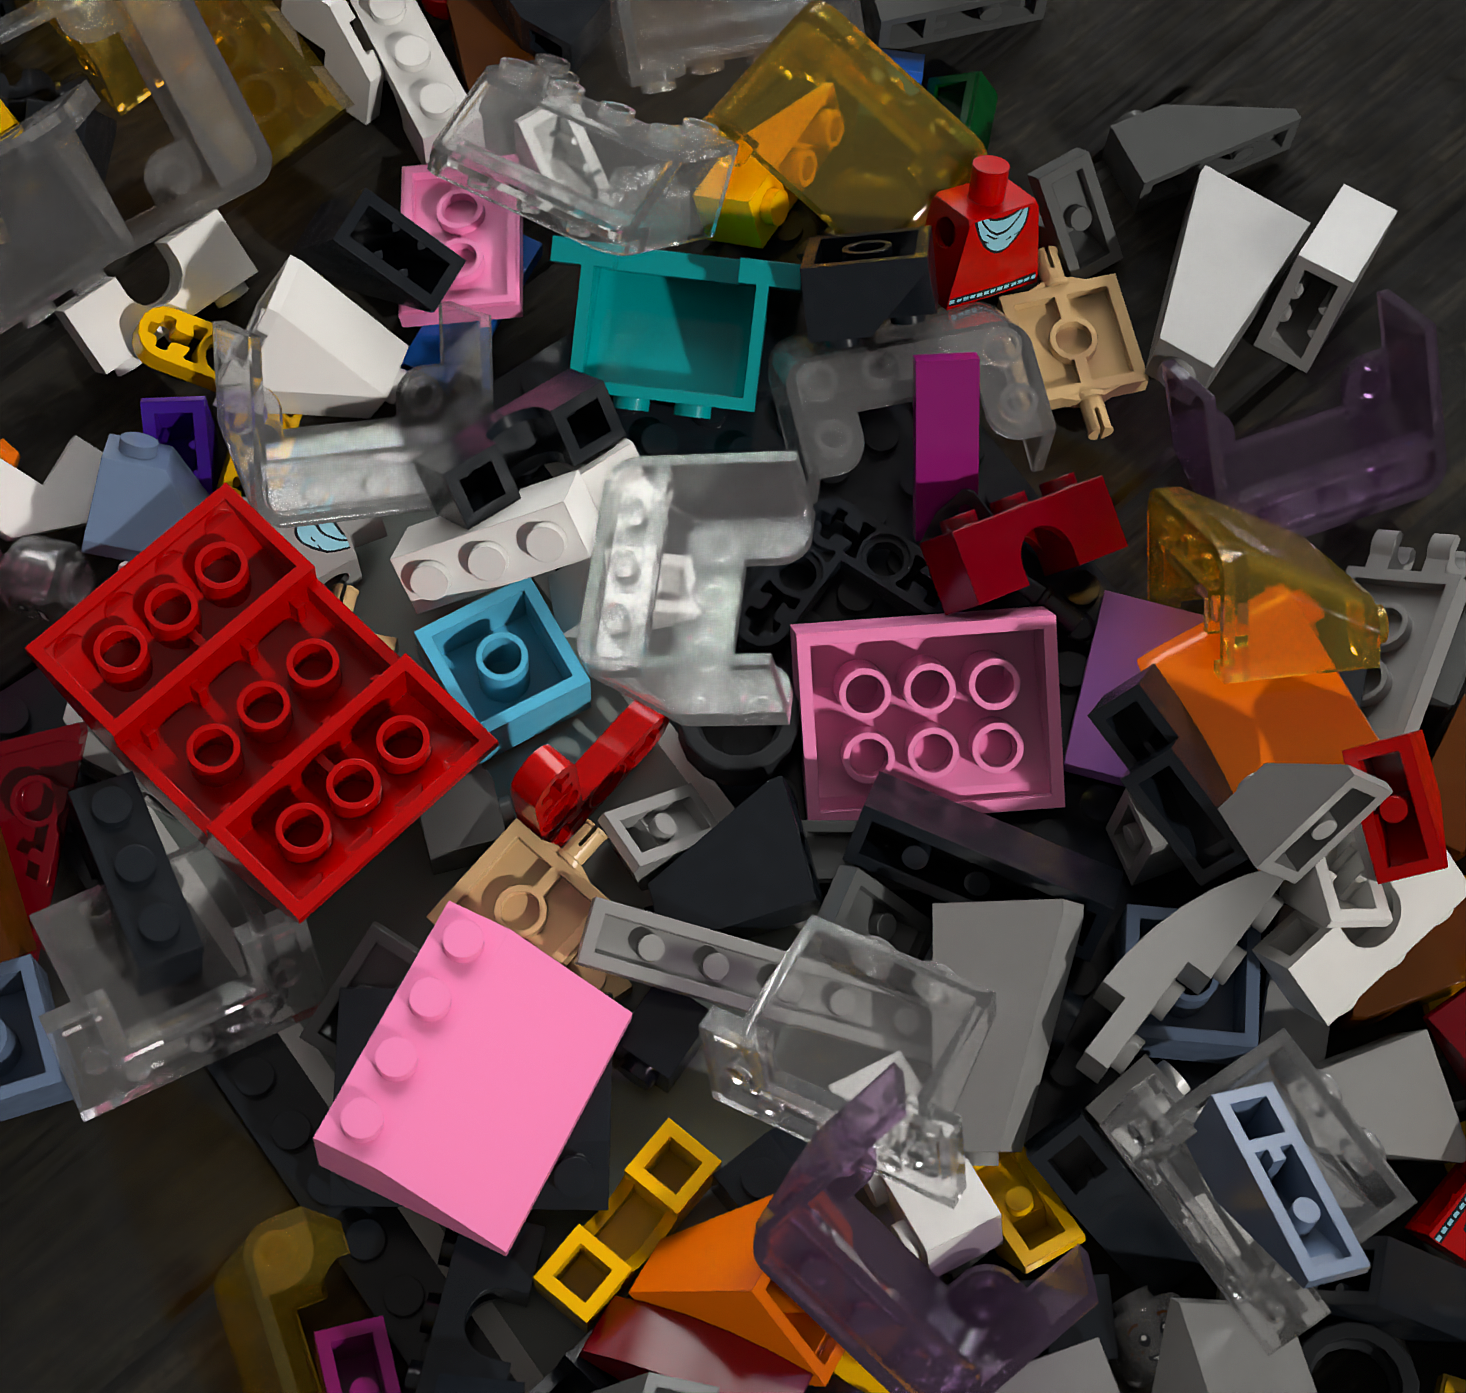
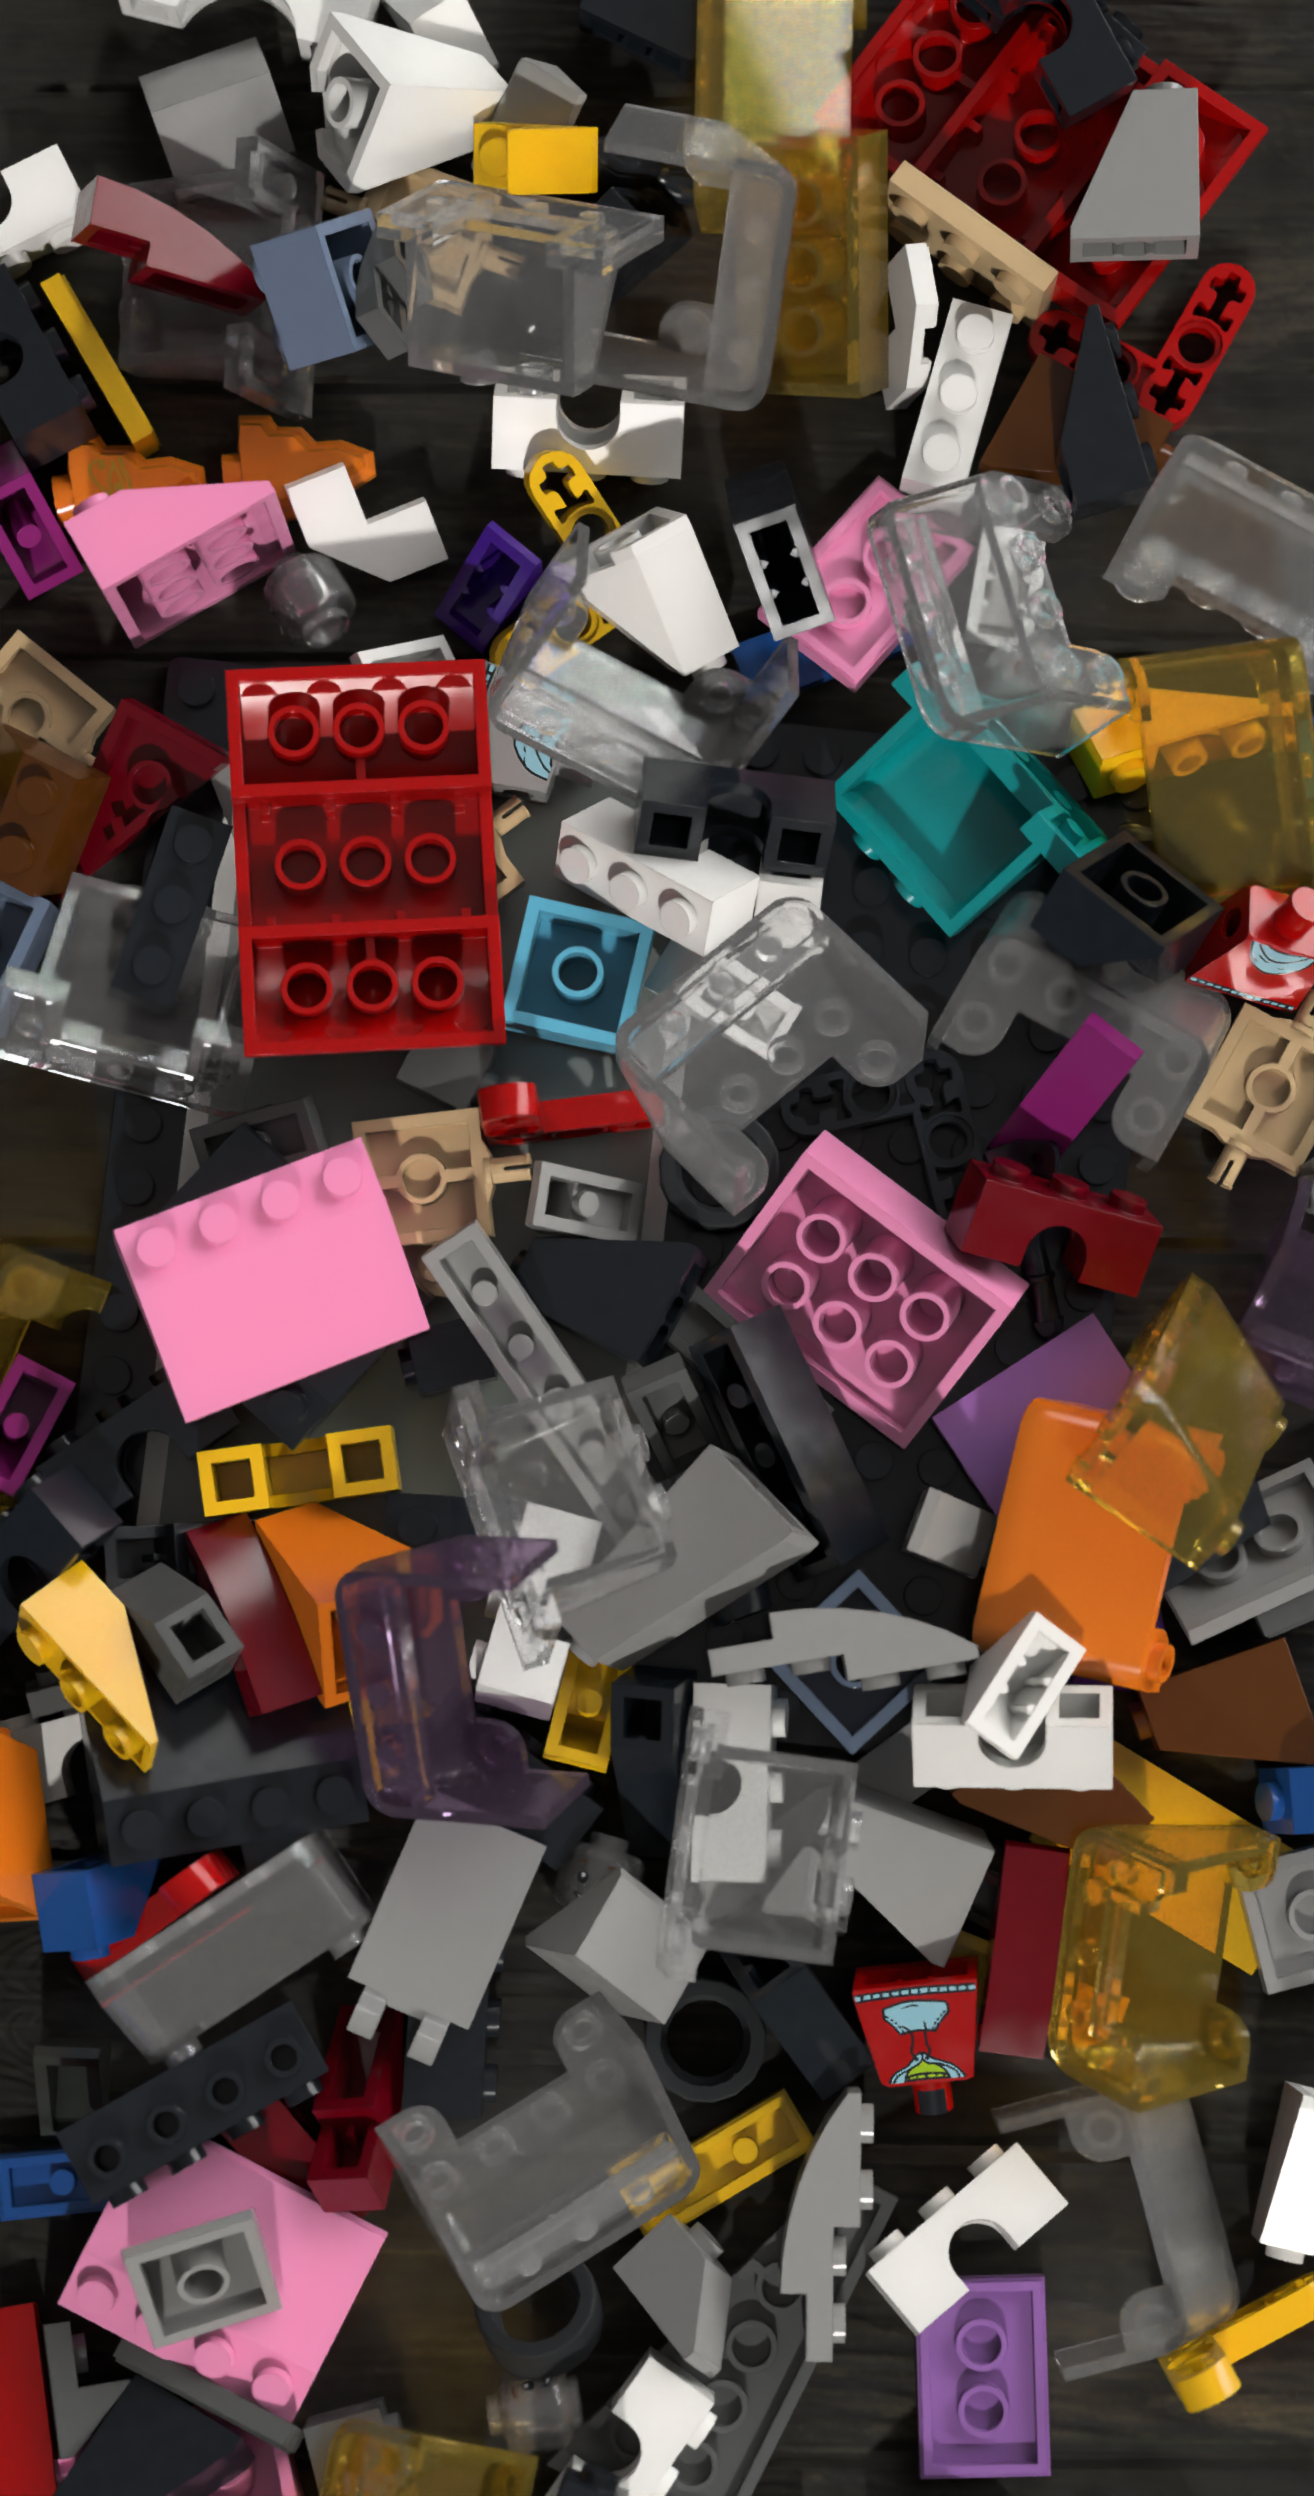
camera: 50 degrees right, 15 degrees up
(138, 495) = (425, 608): sand blue slope -> none
(1170, 771) = (972, 1508): black slope -> none
(1273, 1185) = (740, 1865): sand blue slope -> none
(1299, 812) = (1012, 1625): light grey slope -> none
(1408, 826) = (1104, 1681): red slope -> none

